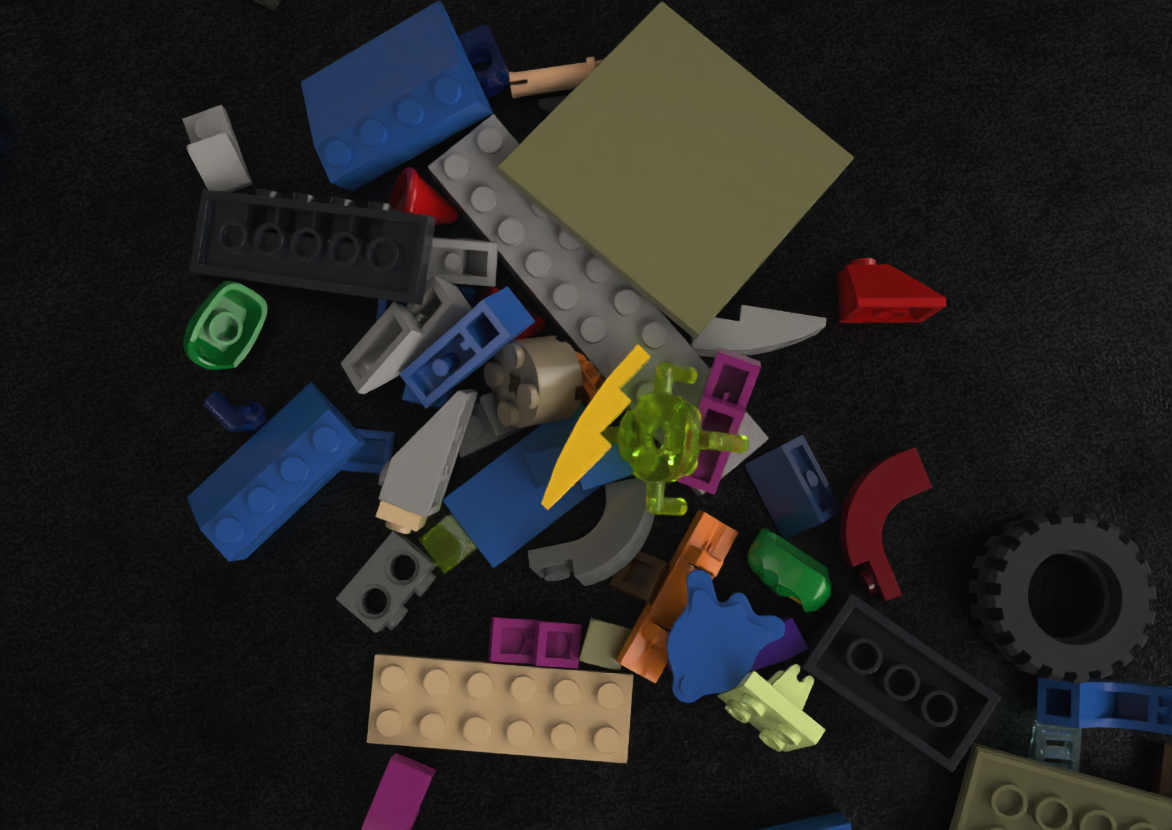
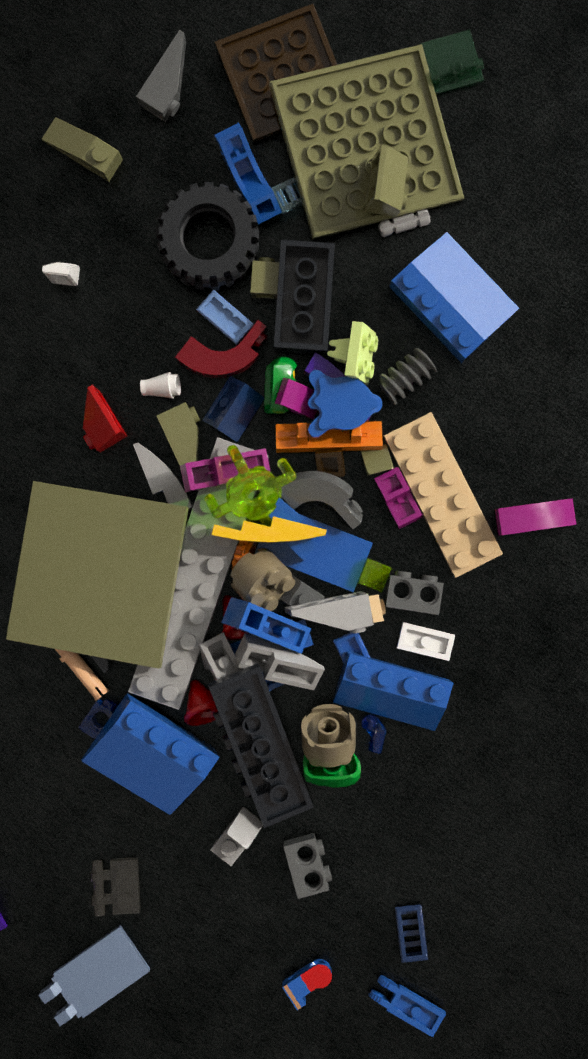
camera: 120 degrees left, 5 degrees up
(121, 210) = (302, 866): none -> dark grey brick
(265, 345) = (328, 736): none -> dark tan brick
(313, 559) = (425, 641): none -> white plate
(700, 760) = (406, 375): none -> dark grey piece
(761, 581) = (295, 397): none -> magenta slope
(803, 396) = (182, 432): none -> olive slope
(882, 409) = (164, 385): none -> white cone
(930, 551) = (225, 317): none -> medium blue plate
(954, 639) = (264, 278): none -> olive brick
(1120, 361) = (62, 273): none -> white slope

